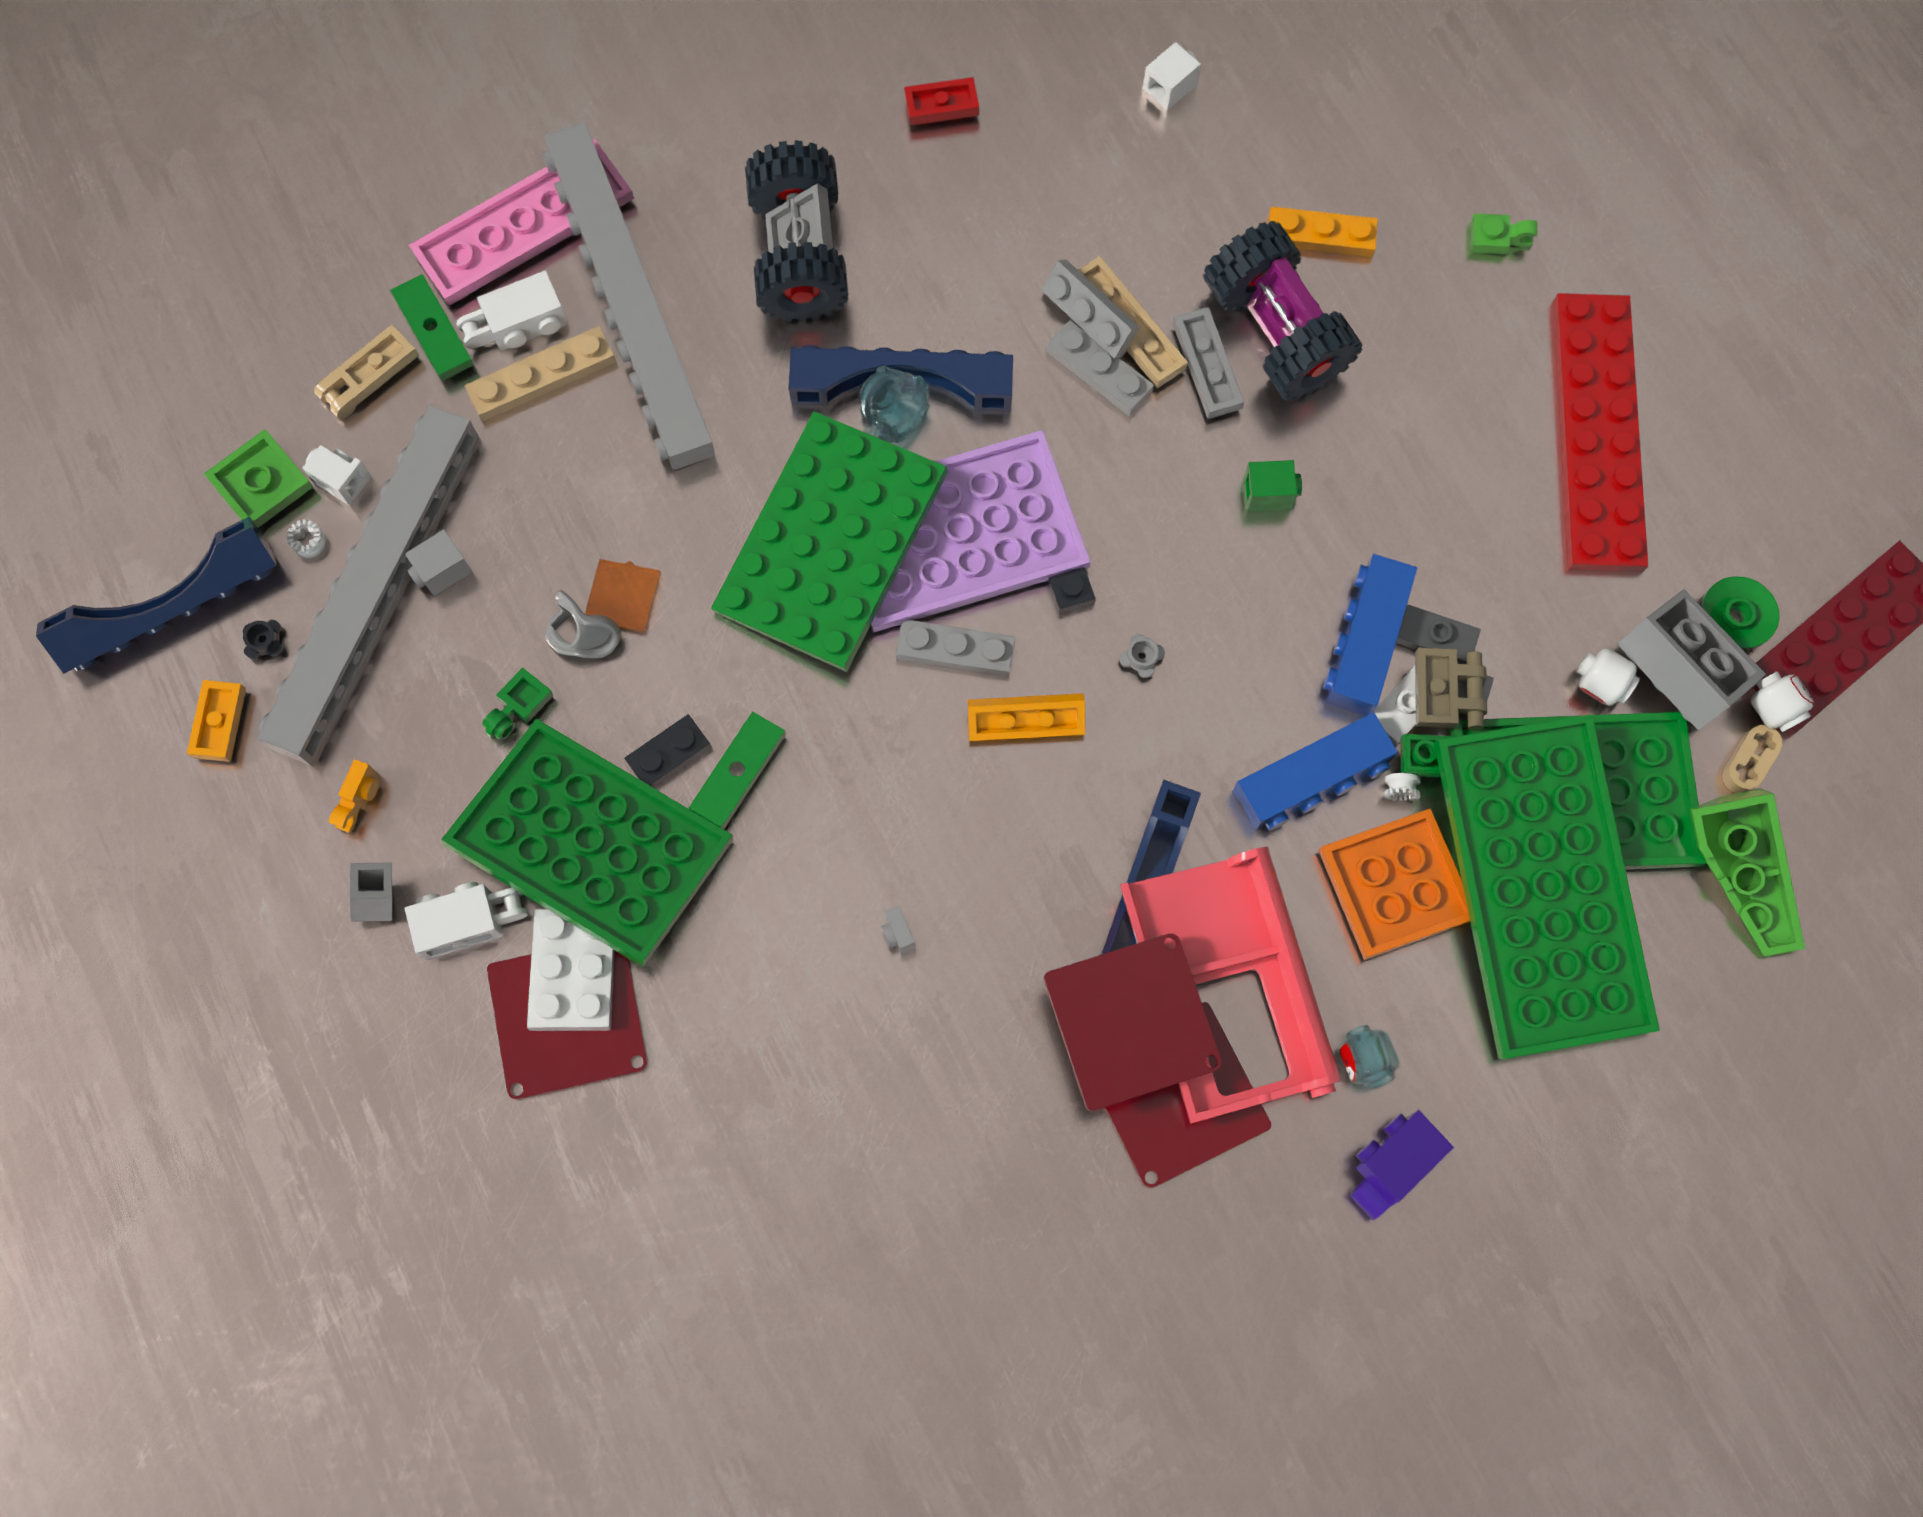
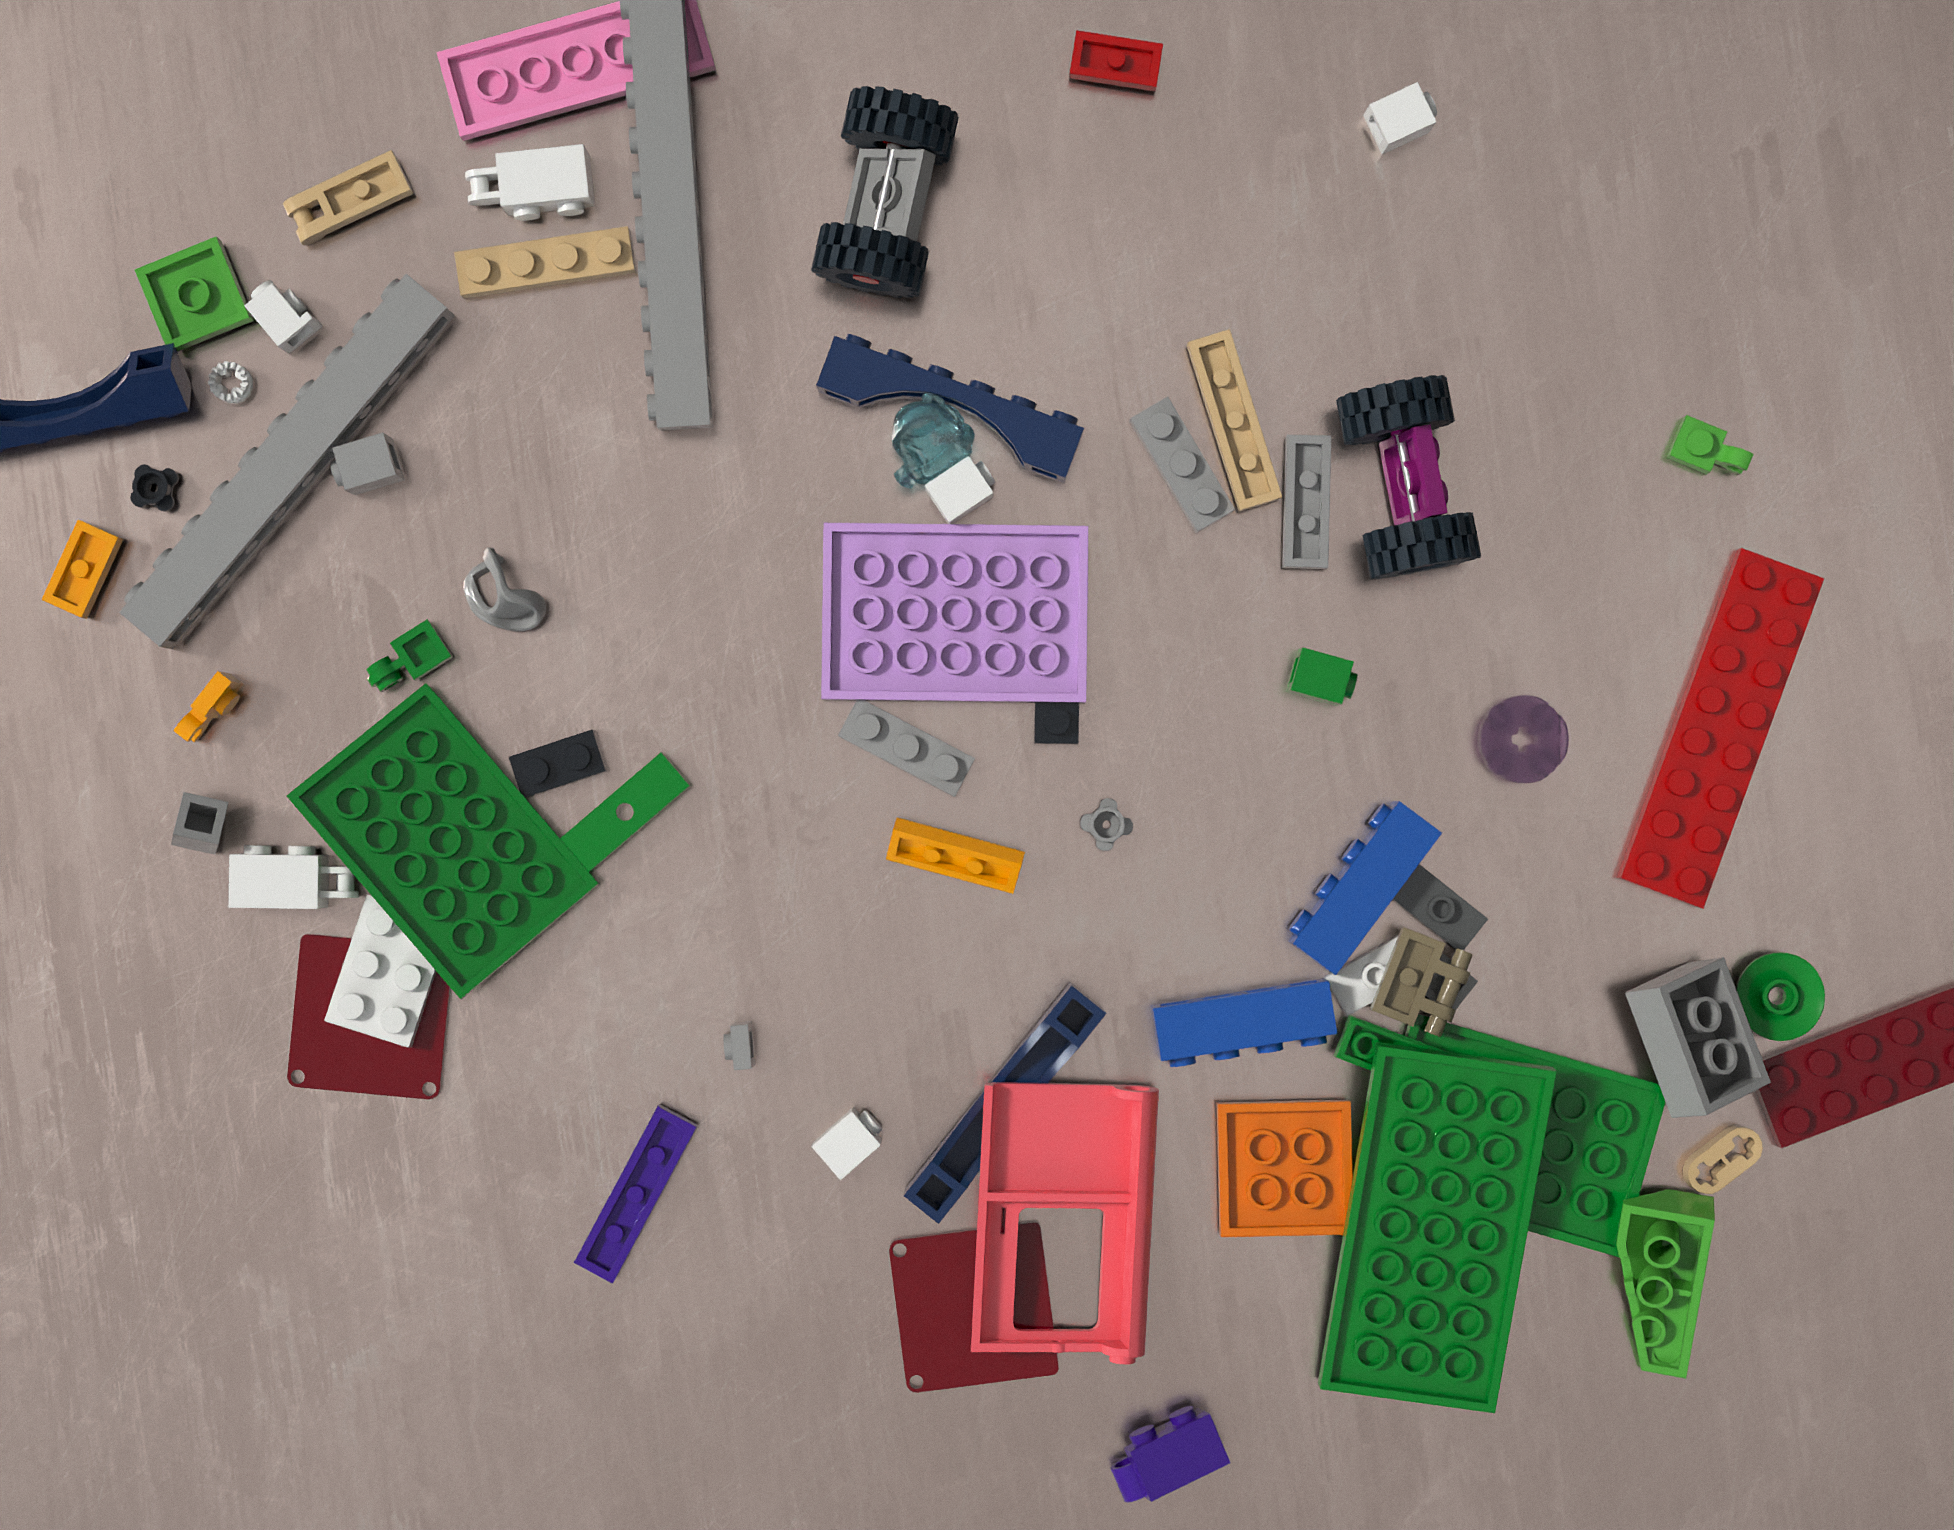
camera: 20 degrees right, 15 degrees up
(424, 314) = (429, 142): green tile -> none
(624, 594) = (561, 564): clear orange piece -> none
(830, 540) = (806, 582): green plate -> none
(848, 1091) = (635, 1193): none -> dark purple plate
(931, 433) = (961, 489): none -> white brick
(1018, 982) = (848, 1141): none -> white brick
(1090, 308) = (1194, 393): light grey plate -> none
(1131, 1021) = (945, 1232): dark red piece -> none
(1328, 231) = (1501, 377): light orange plate -> none
(1369, 1057) = (1183, 1339): clear light blue head -> none
(1402, 786) = (1331, 1067): white bush -> none
(1457, 466) = (1540, 758): none -> clear purple plate
(1608, 677) = (1602, 1021): white head -> none
(1782, 701) = (1776, 1117): white head -> none

